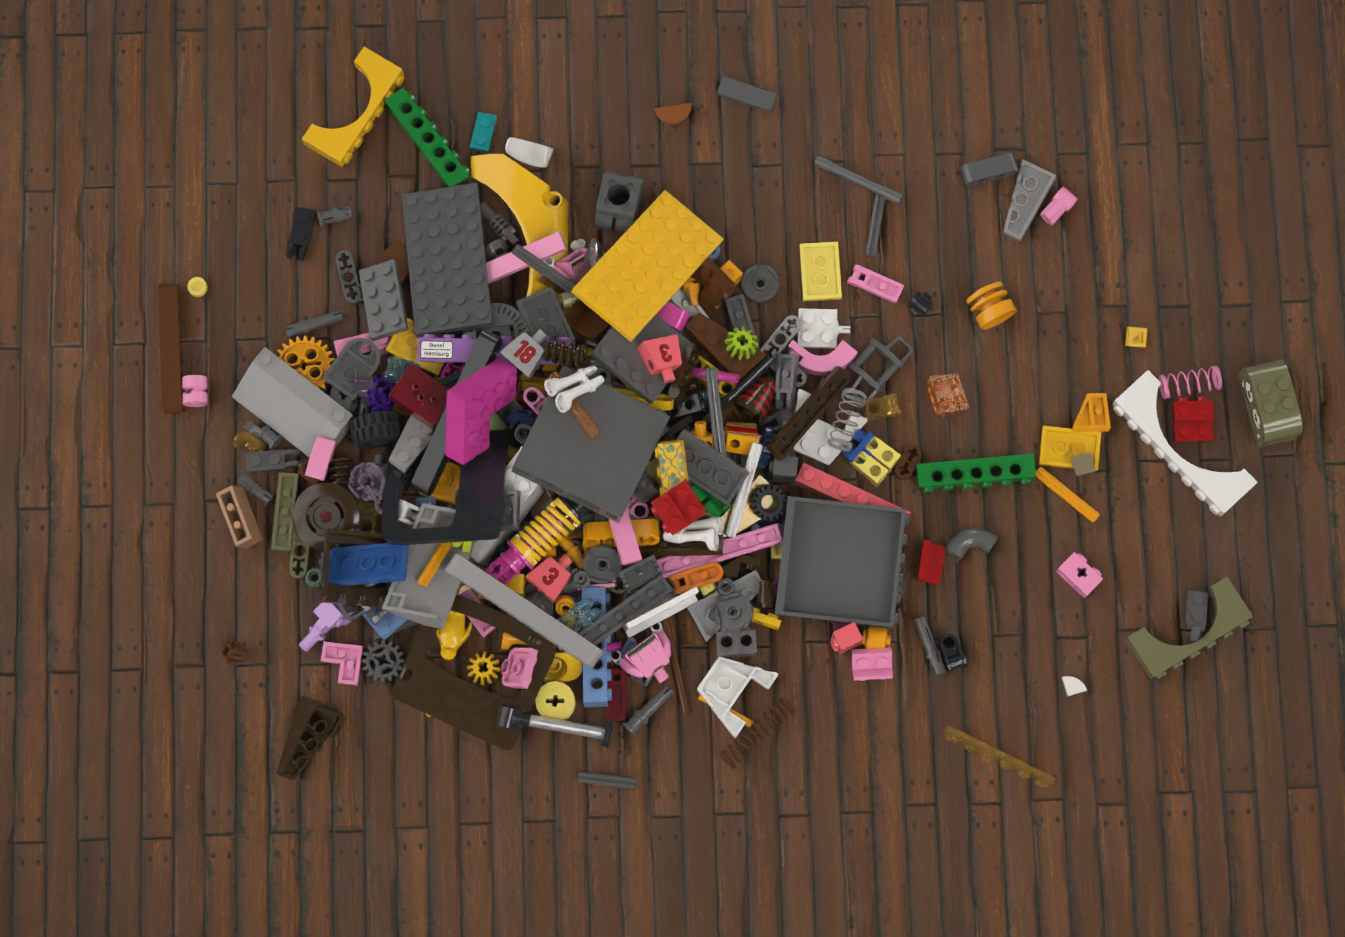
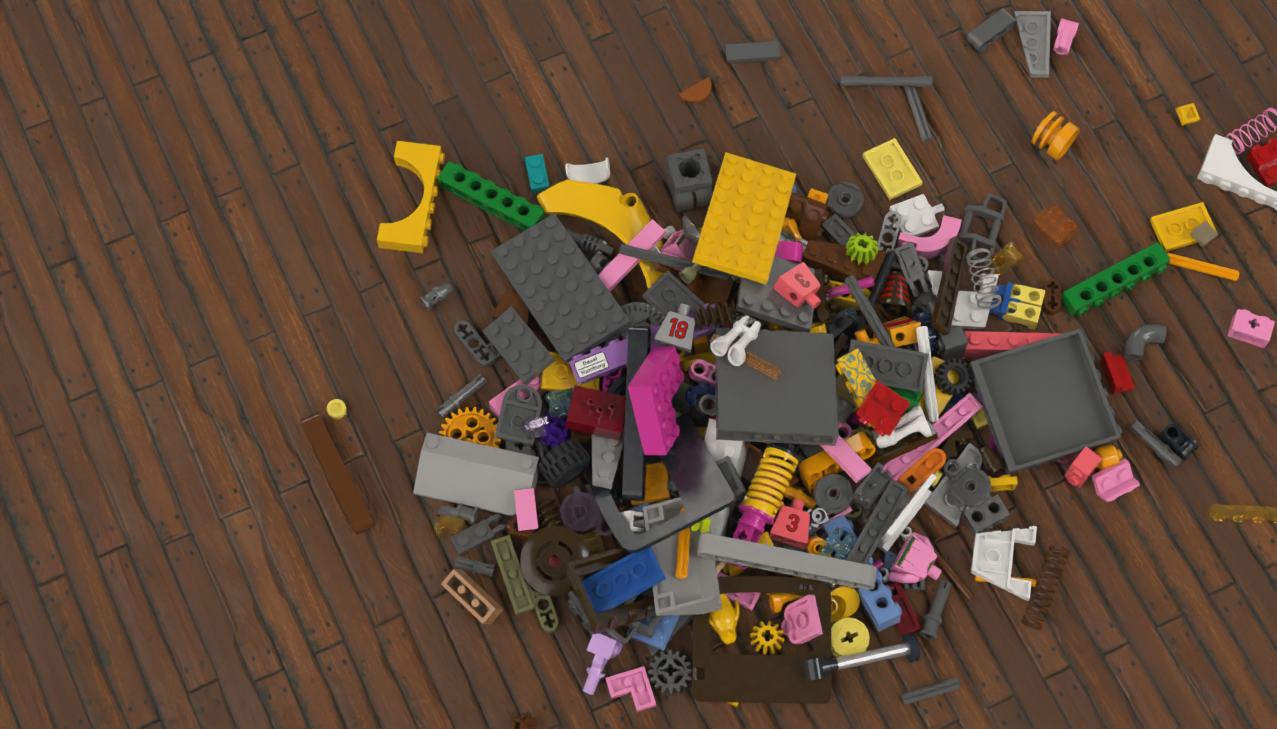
camera: 25 degrees left, 10 degrees down
(194, 391) = (377, 502): bright pink wheel -> none
(301, 231) = (411, 321): black hinge -> none
(310, 573) = (565, 618): sand green plate -> none
(876, 284) = (945, 160): bright pink plate -> none
(921, 303) = (993, 159): black gear -> none
(1093, 414) = (1188, 190): light orange wing -> none

